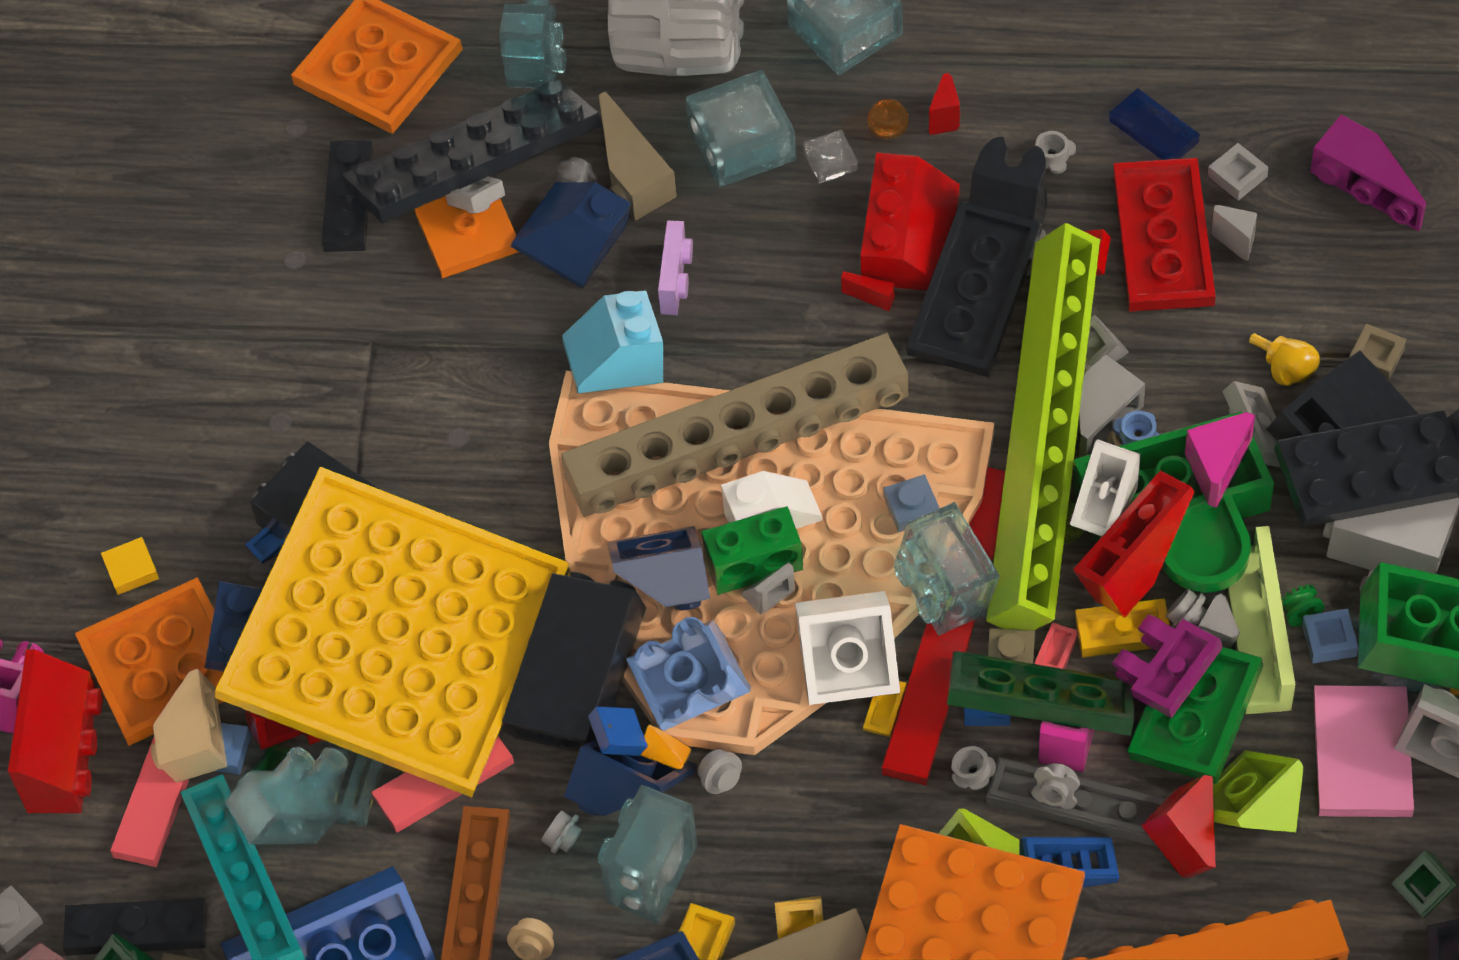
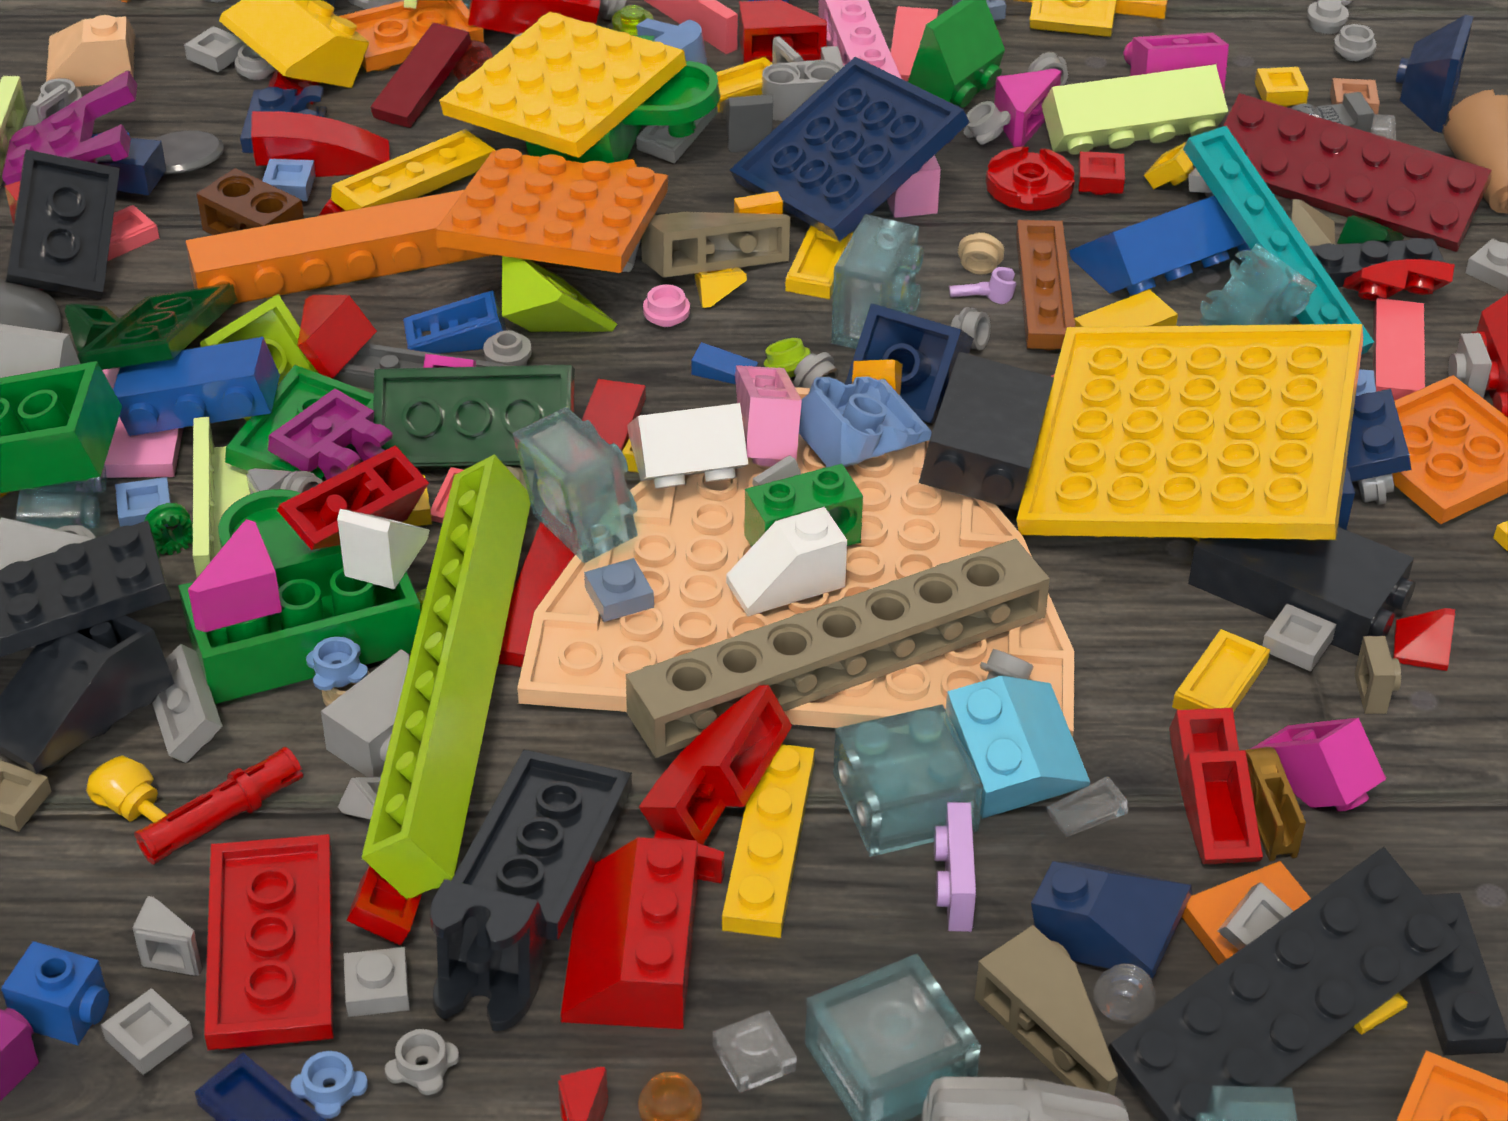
camera: 170 degrees right, 15 degrees down
(103, 753) = (1471, 362): none -> light grey plate
(125, 876) = (1391, 277): none -> red slope
(189, 731) = (1386, 350): tan slope -> none
(258, 464) = (1425, 639): none -> slope
(315, 417) = (1376, 674): none -> dark tan plate
(366, 458) = (1299, 637): none -> light grey plate
(389, 344) = (1327, 762): none -> dark pink slope
(409, 844) = (1137, 310): none -> yellow tile
(433, 313) = (1275, 804): none -> pearl gold piece
(434, 438) = (1222, 674): none -> yellow tile
(469, 331) = (1215, 785): none -> red slope
(530, 905) = (998, 290): none -> lavender hand
(551, 330) = (1088, 807): none -> clear piece
(600, 403) = (1006, 665): none -> light grey plate
(617, 731) = (926, 355): blue tile -> none
(664, 566) = (914, 503): slope -> none
(702, 332) = (902, 775): none -> clear light blue piece
(744, 797) = (786, 354): none -> lime plate
(772, 685) = (768, 413): none -> bright pink slope
(805, 807) = (717, 363): none -> blue piece
(807, 303) = (769, 845): none -> yellow plate
(847, 324) = (718, 767): none -> red slope
(857, 883) = (666, 306): none -> bright pink plate
(1018, 813) = (508, 348): none -> light grey plate
(1056, 786) = (462, 345): light grey plate -> none
(1087, 209) = (376, 982): none -> light grey plate
(1112, 130) = (326, 1069): none -> medium blue plate
(1202, 349) = (206, 812): none -> red pin
(1300, 722) = (205, 381): none -> blue brick
(1303, 193) = (57, 992): none -> blue brick
(1351, 812) = (158, 327): none -> dark green tile

